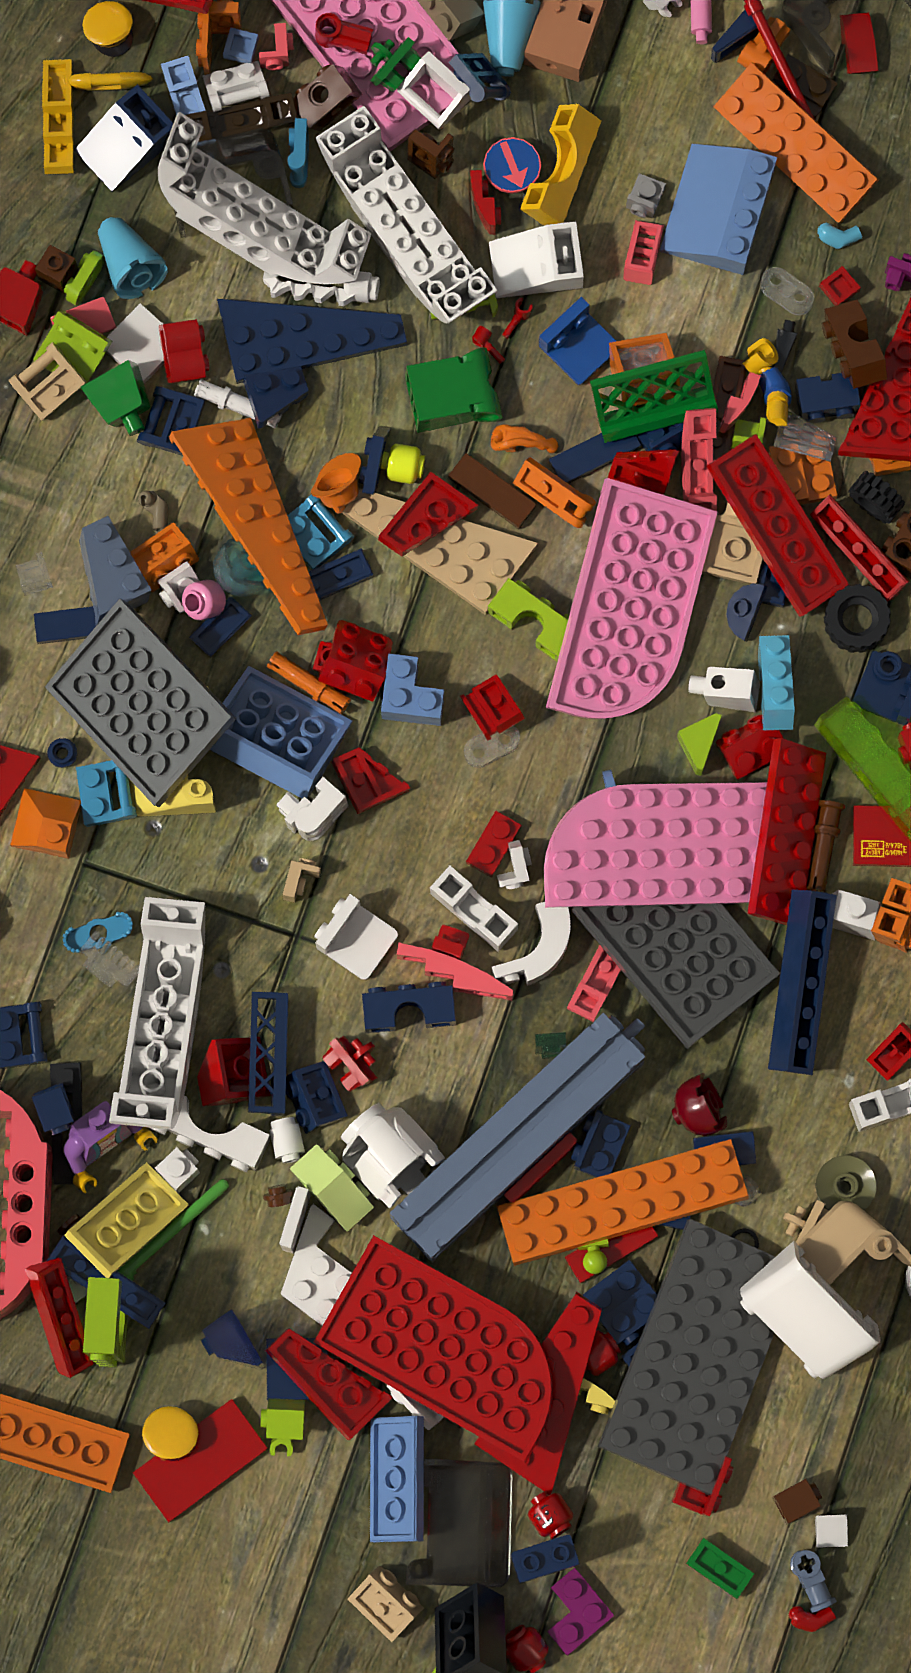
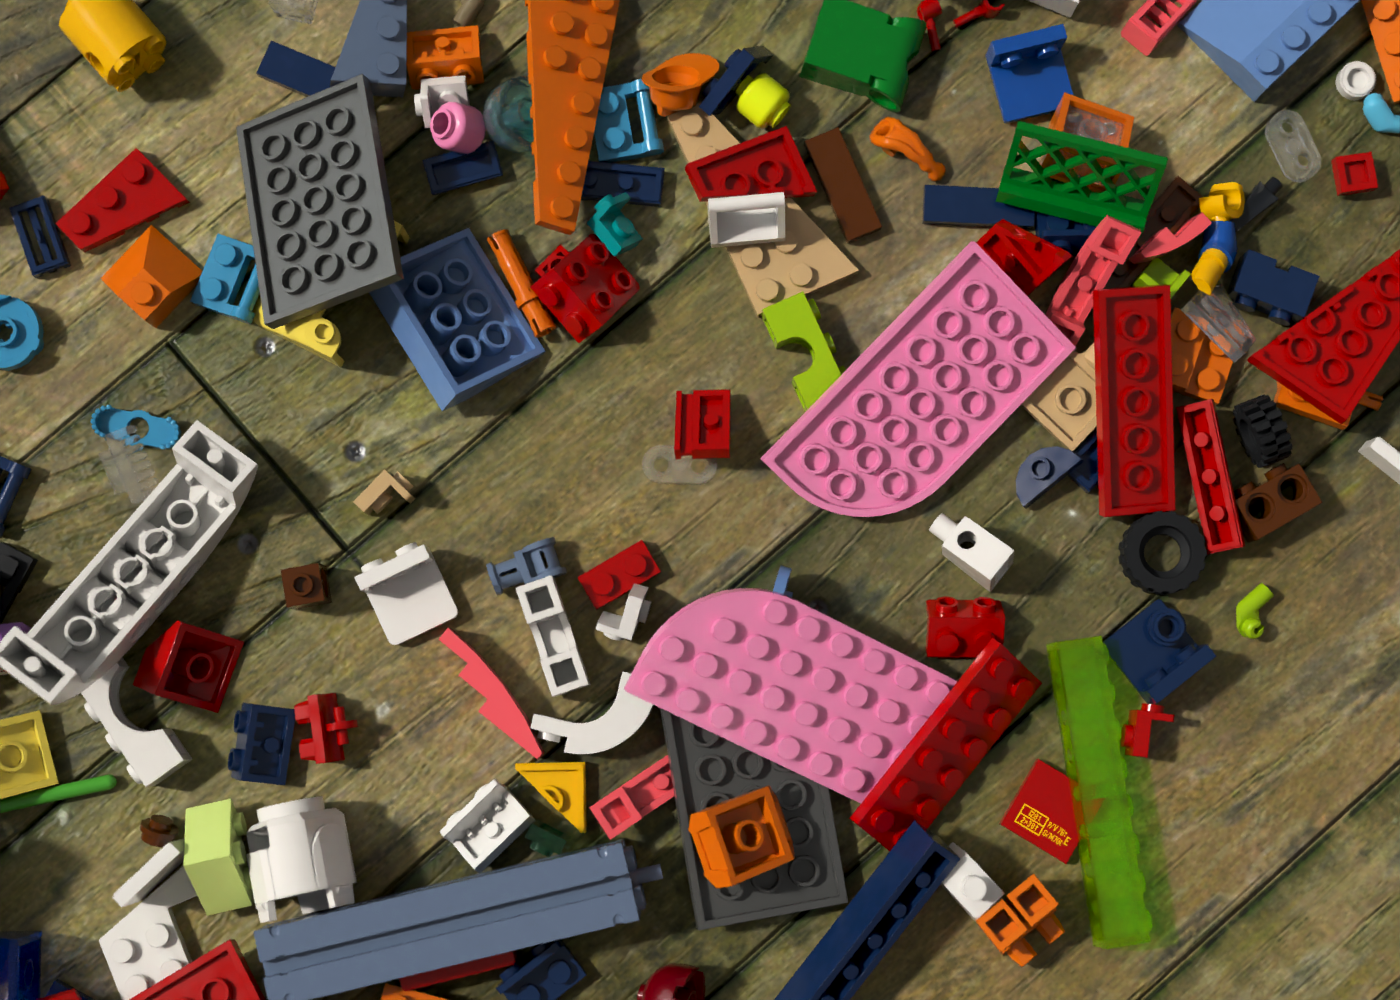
camera: 25 degrees right, 5 degrees up
(58, 744) = (208, 200): dark blue plate -> none
(178, 1169) = (65, 739): white brick -> none
(278, 1057) = (249, 675): dark blue fence -> none
(282, 971) = (306, 586): none -> reddish brown brick
(286, 1140) = (203, 774): white brick -> none
(313, 817) = (439, 435): white hips -> none
(350, 608) = (612, 226): none -> teal bracket
(366, 780) = (521, 426): red wing -> none
(382, 1006) = (391, 687): dark blue arch -> none
(404, 699) = (612, 357): medium blue brick -> none
(426, 871) = (528, 564): none -> sand blue connector
(441, 550) = (746, 219): none -> white tile
(451, 942) = (507, 658): red bracket -> none
(503, 1062) = (487, 825): none -> white bracket
(538, 1009) = (562, 786): none -> yellow tile
(553, 492) = (908, 225): orange plate -> none
(681, 966) = (741, 837): none -> orange slope
(697, 741) = (907, 590): lime slope -> none
(777, 682) = (1032, 576): medium azure arch -> none
(804, 222) = (1355, 80): none -> white tile
(826, 832) = (991, 771): reddish brown pin -> none
(859, 360) = (1336, 226): reddish brown arch -> none

